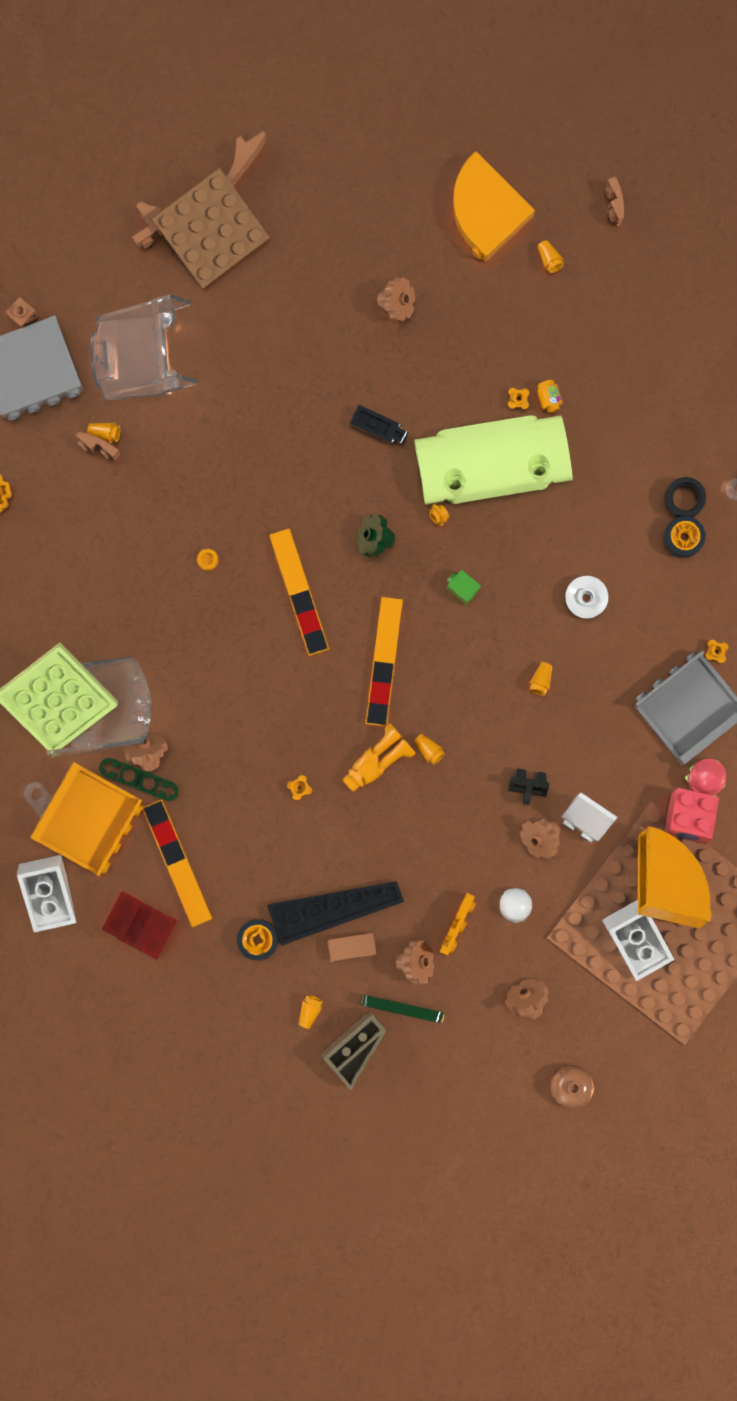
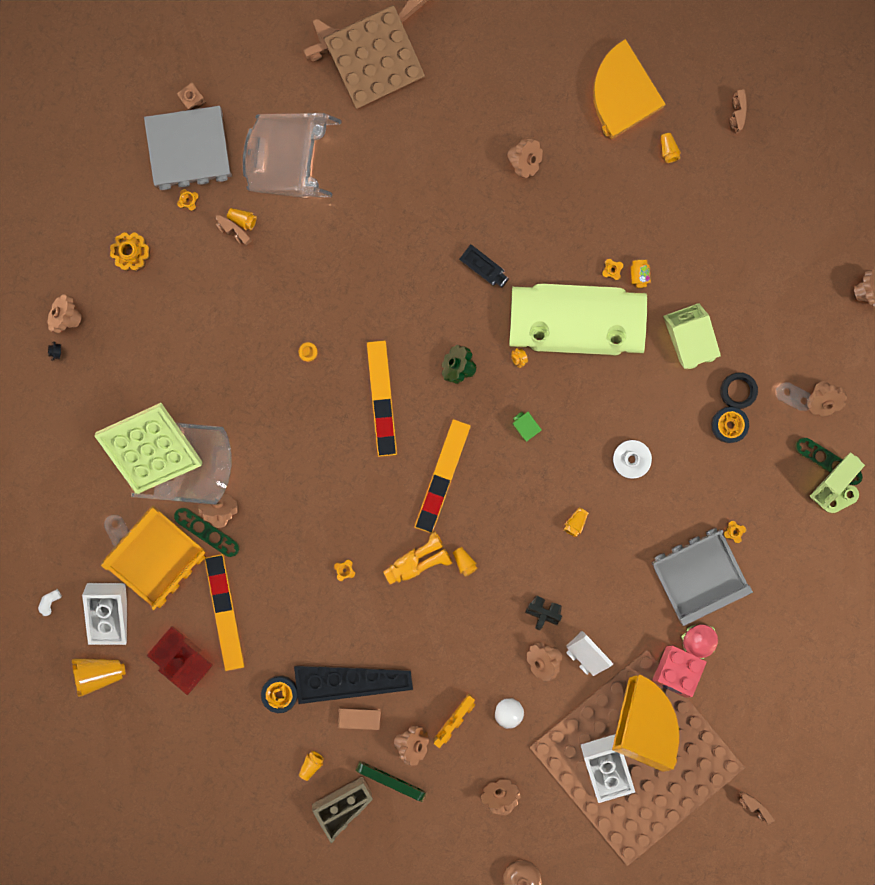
camera: 15 degrees right, 5 degrees up
(45, 429) = (184, 194): none -> light orange plate
(49, 961) = (95, 674): none -> light orange cone
(621, 450) = (692, 336): none -> yellowish green slope

